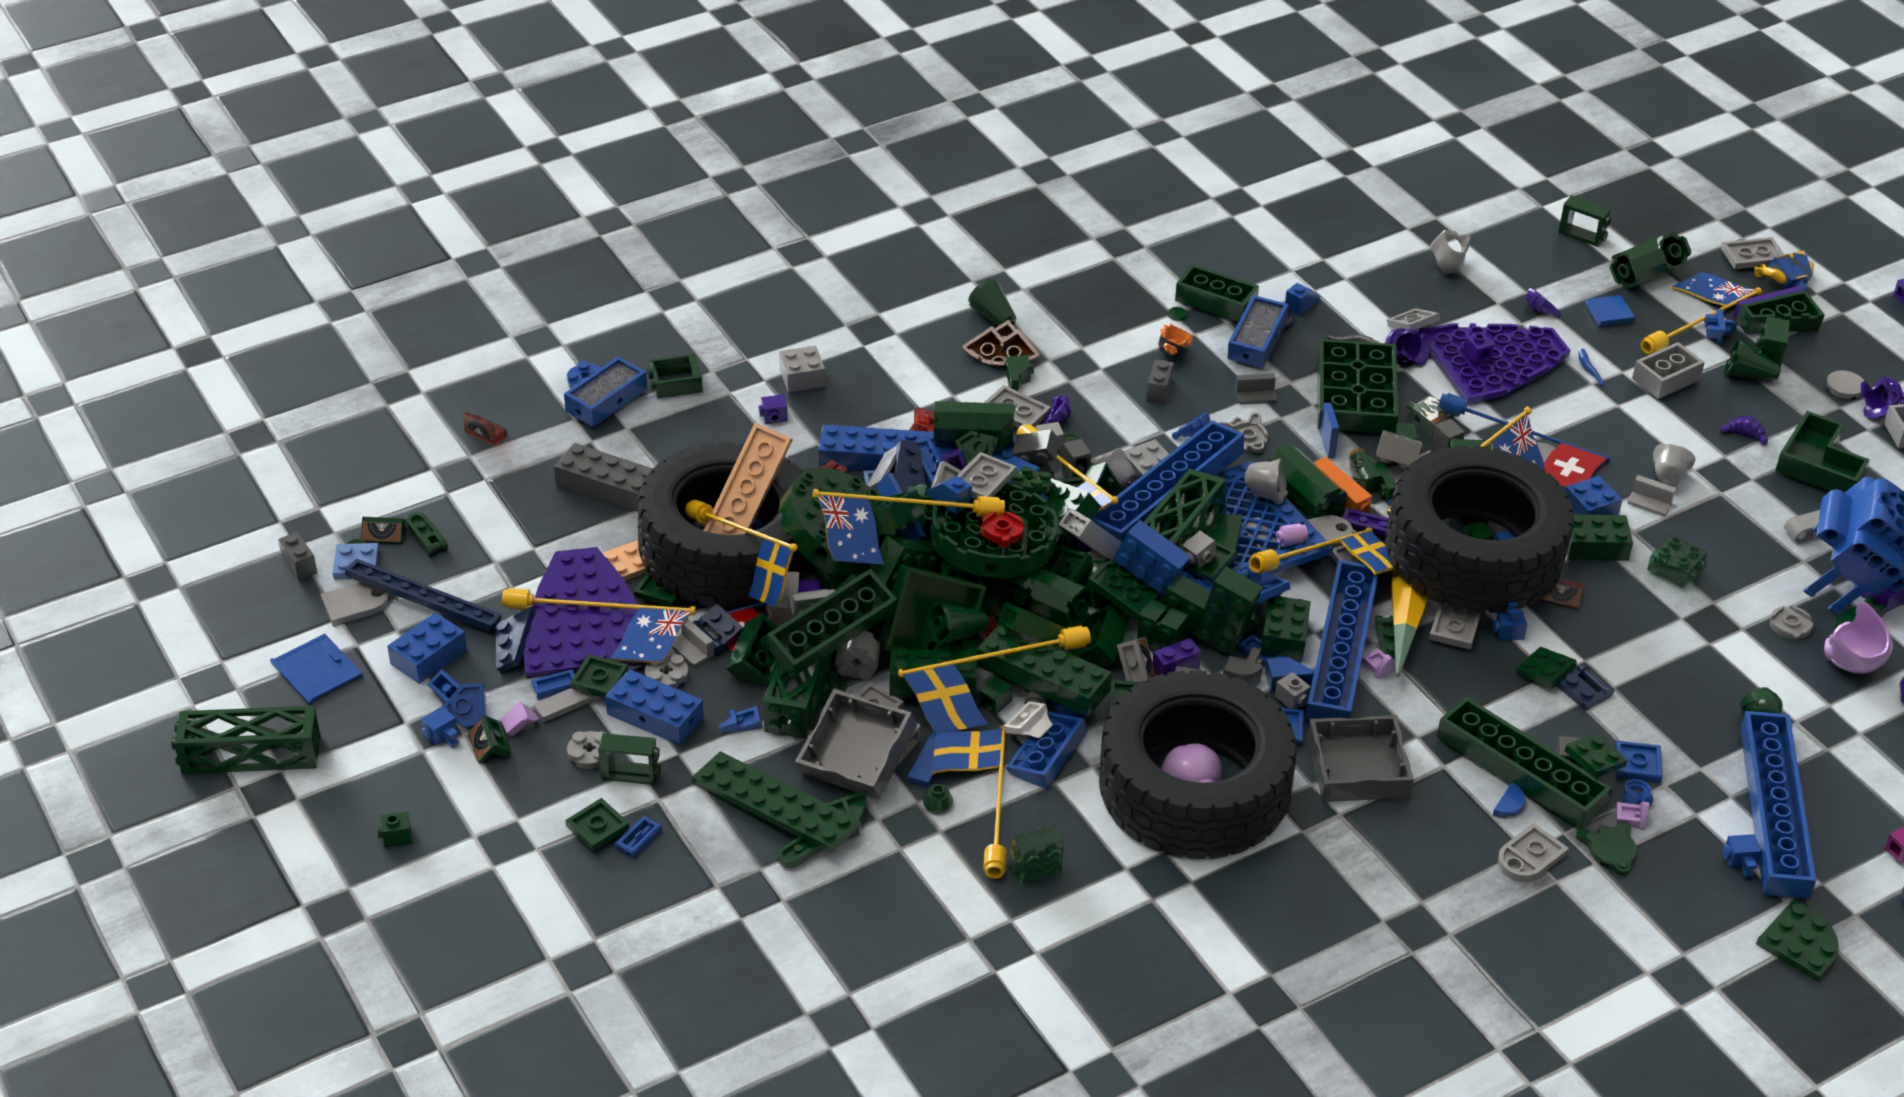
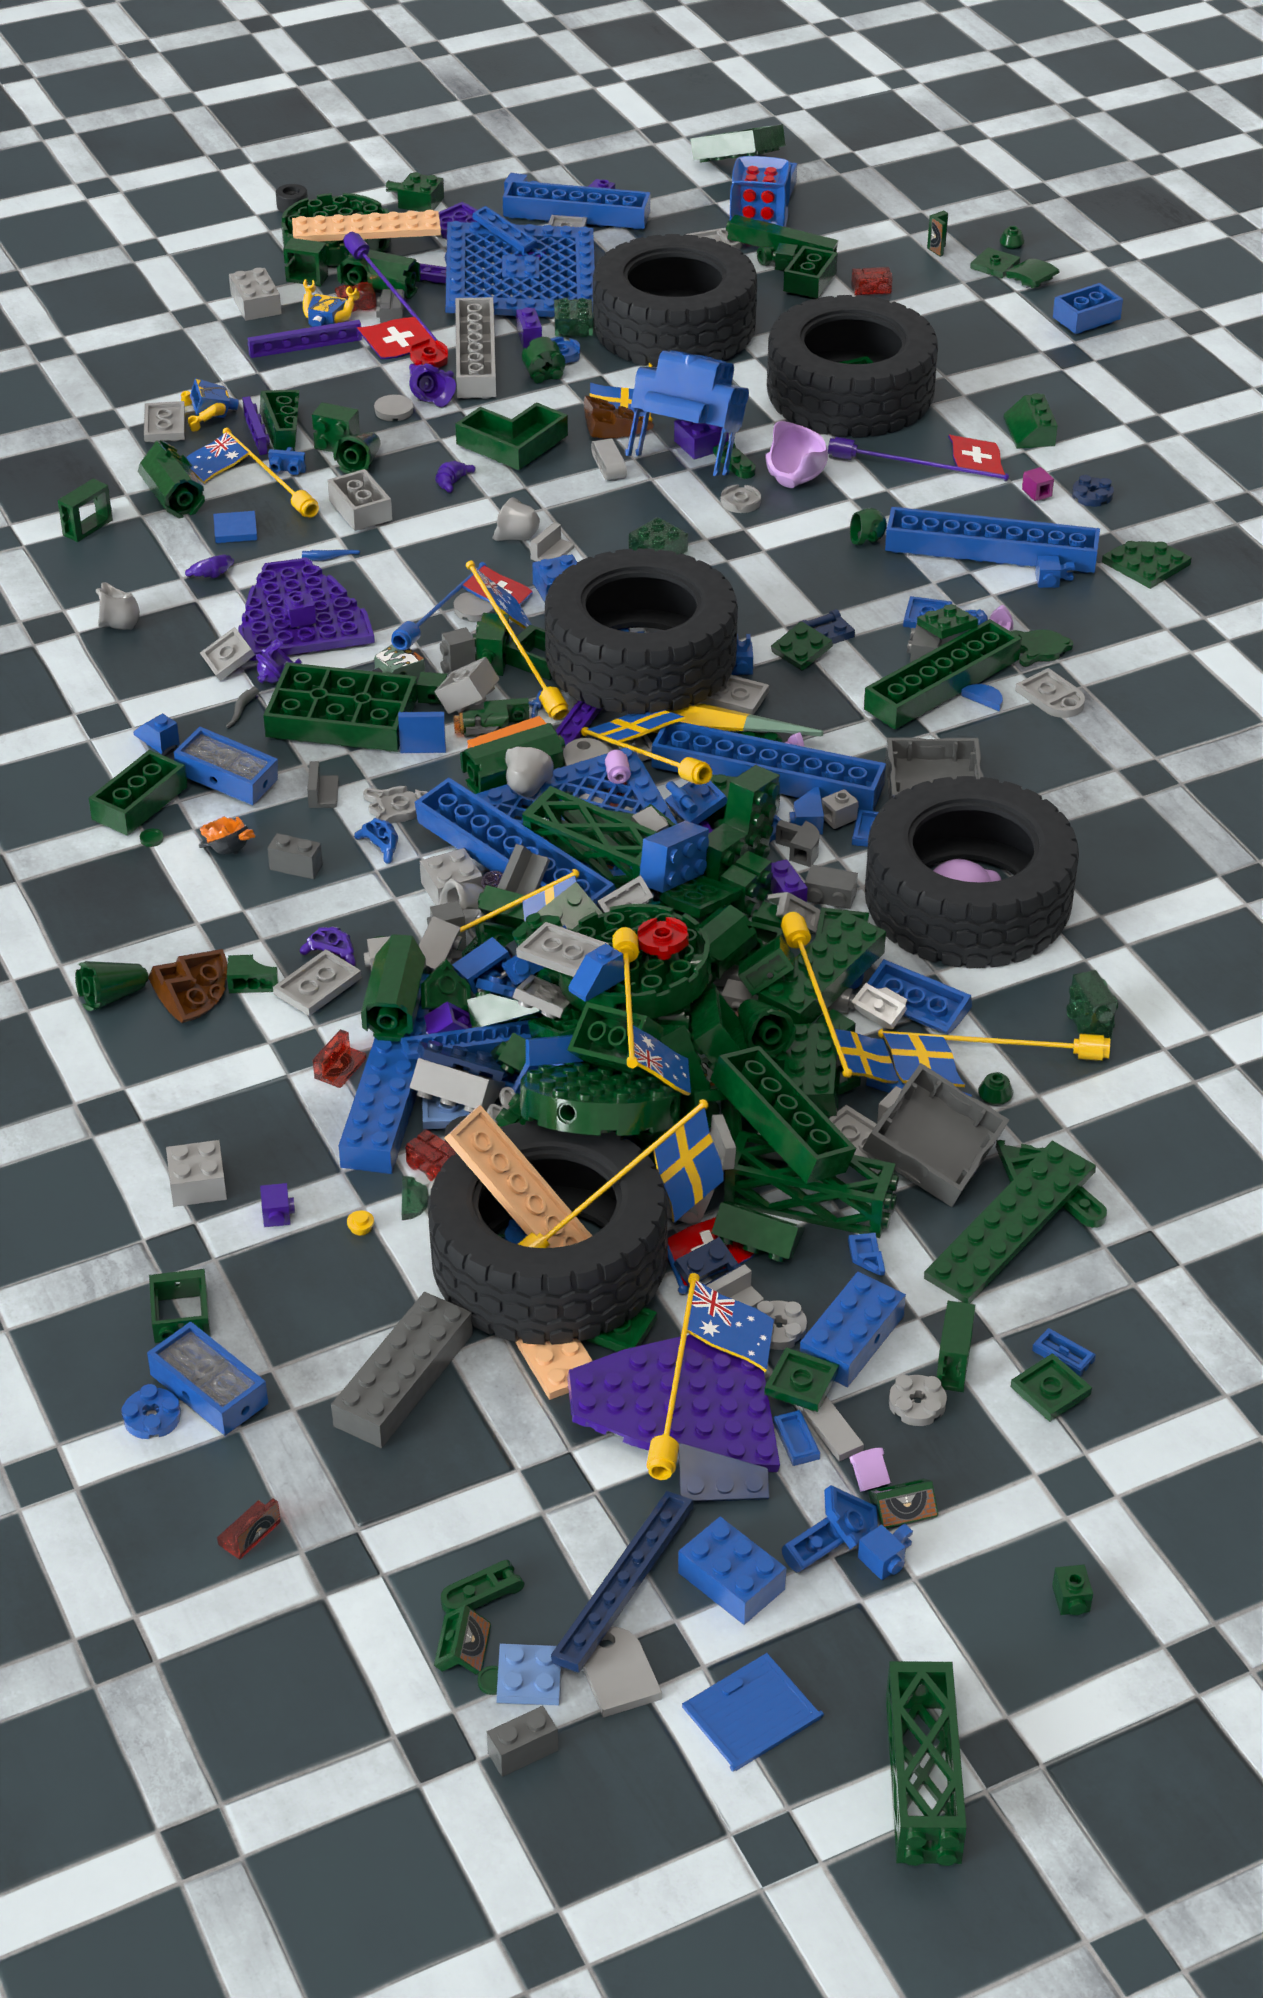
camera: 85 degrees left, 0 degrees up
(1124, 478) = (523, 871): none -> dark grey panel

